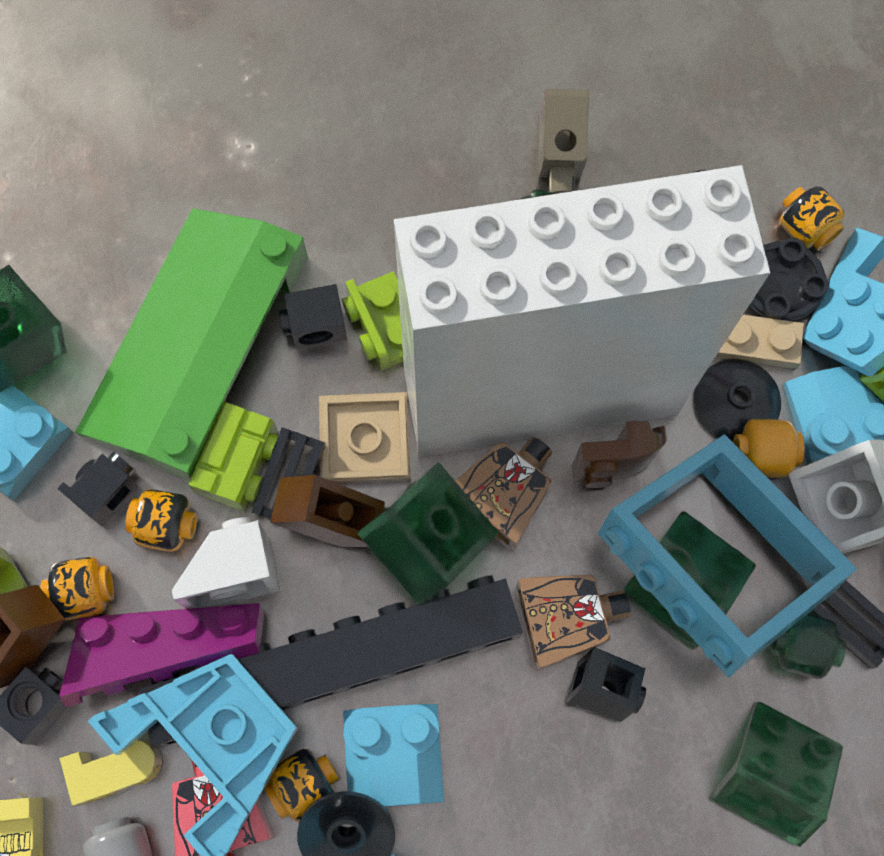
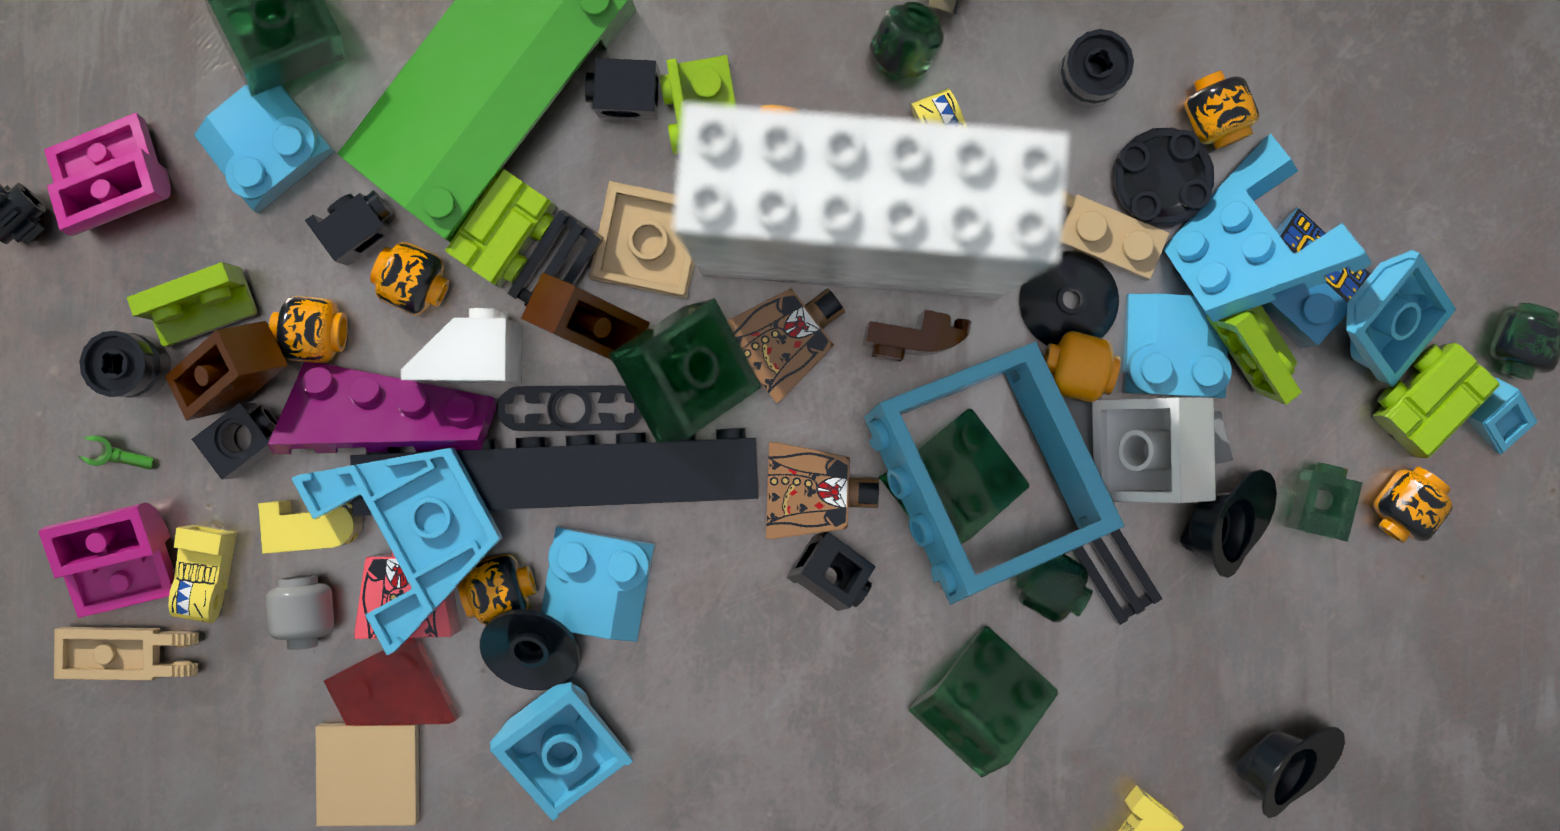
camera: 15 degrees right, 15 degrees up
(300, 618) = (533, 395): none -> black beam

